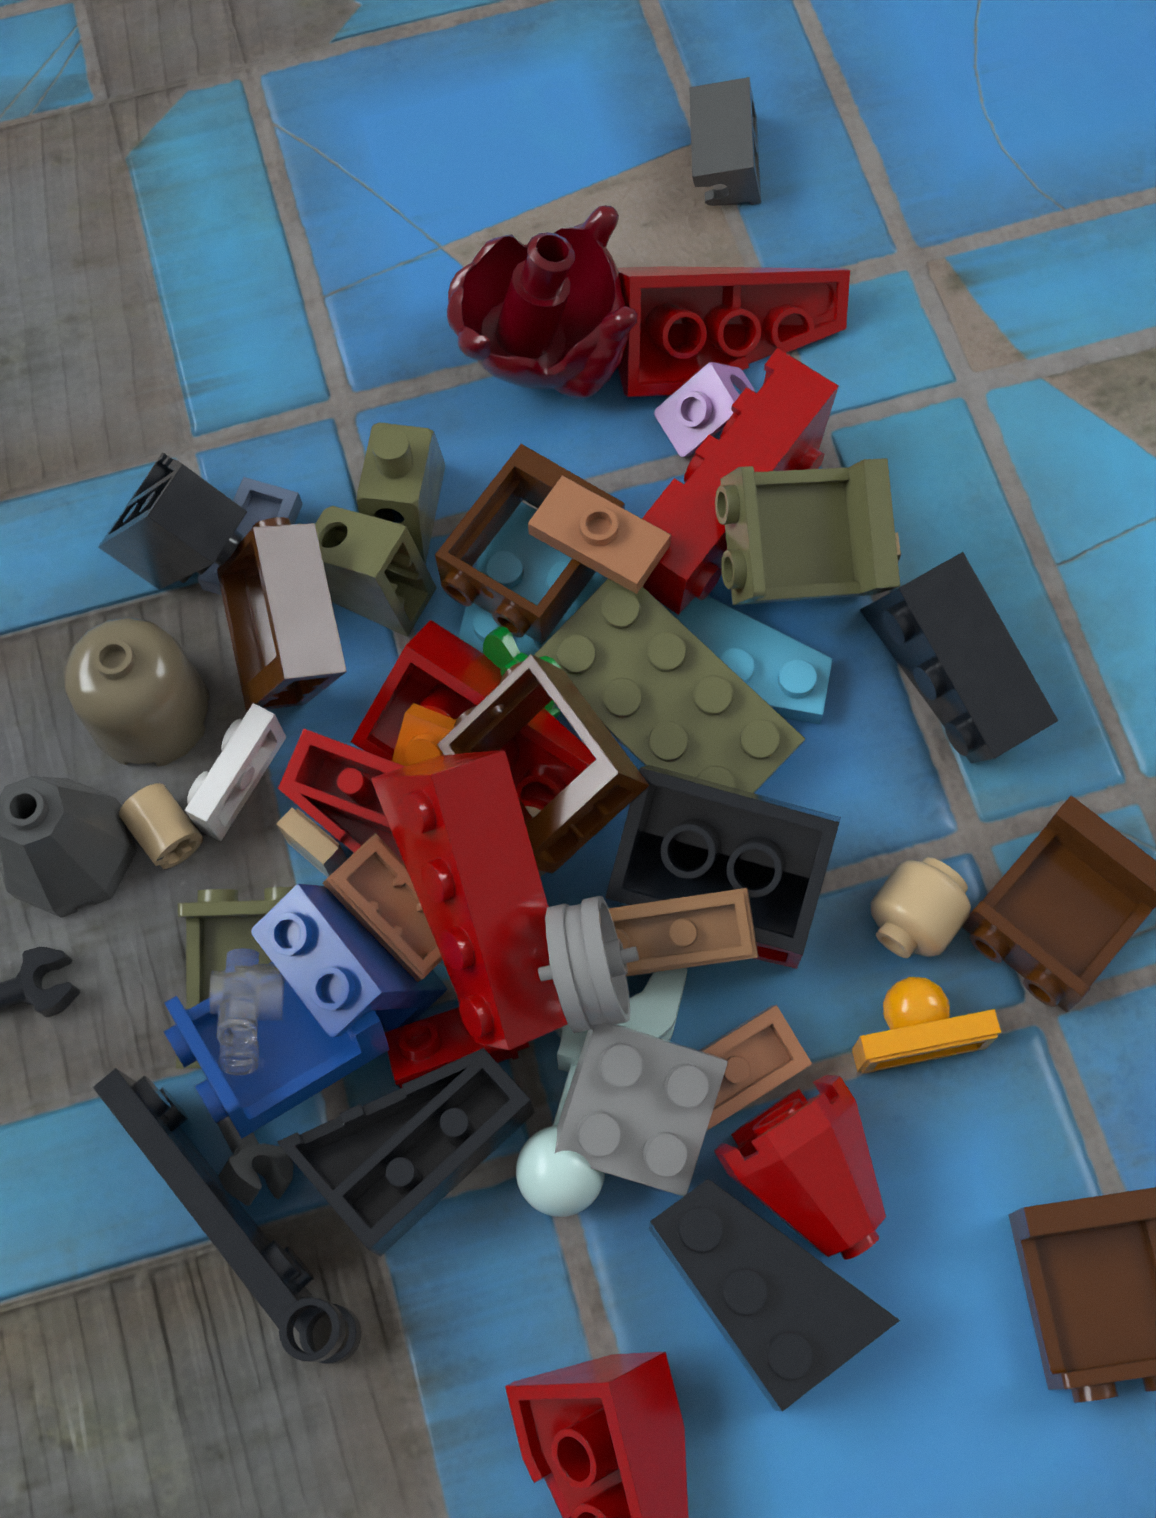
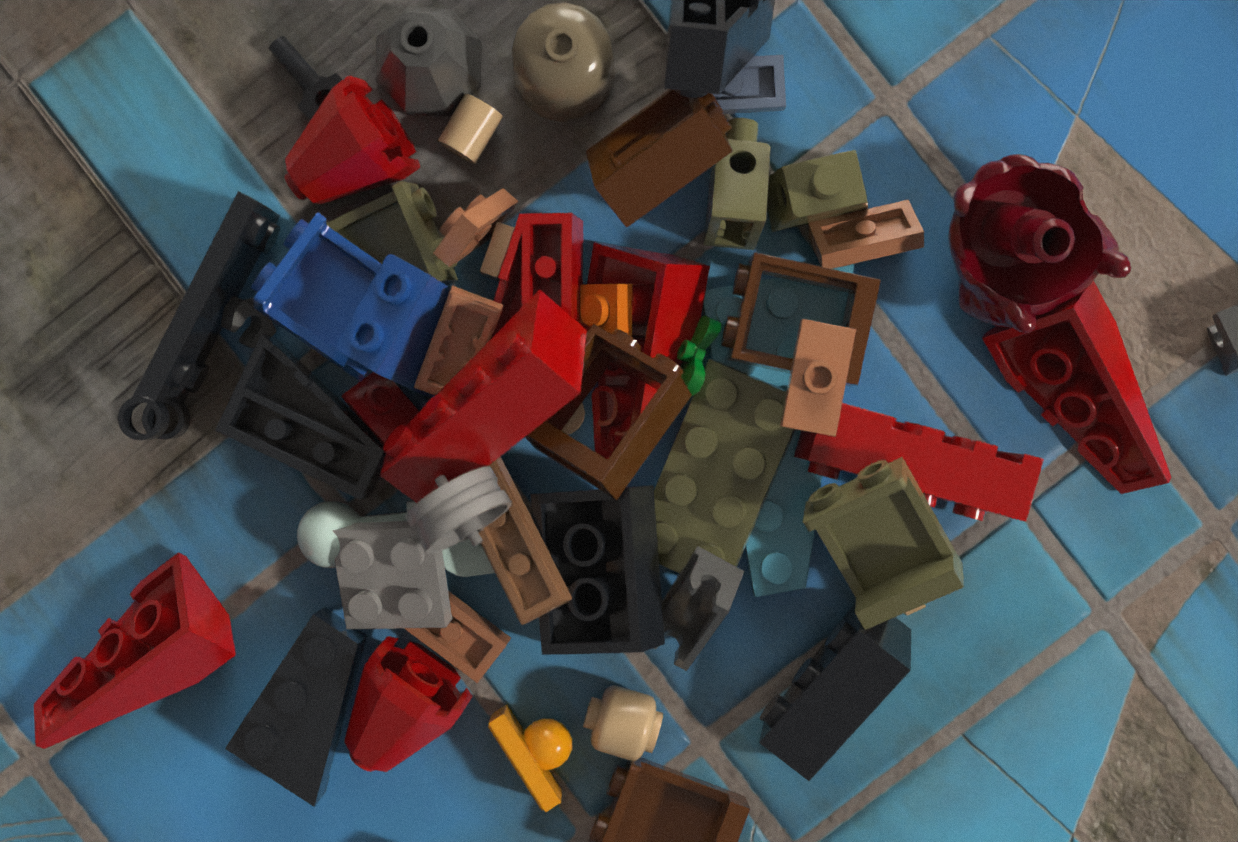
camera: 65 degrees right, 20 degrees up
(112, 964) = (349, 147): none -> red cone
(241, 998) = (347, 268): clear plate -> none
(245, 755) = (511, 162): white plate -> none
(267, 849) = (473, 227): none -> nougat plate
(469, 461) = (866, 234): none -> nougat plate
(701, 406) = (996, 409): lavender bracket -> none
(809, 761) = (698, 603): none -> dark grey hinge

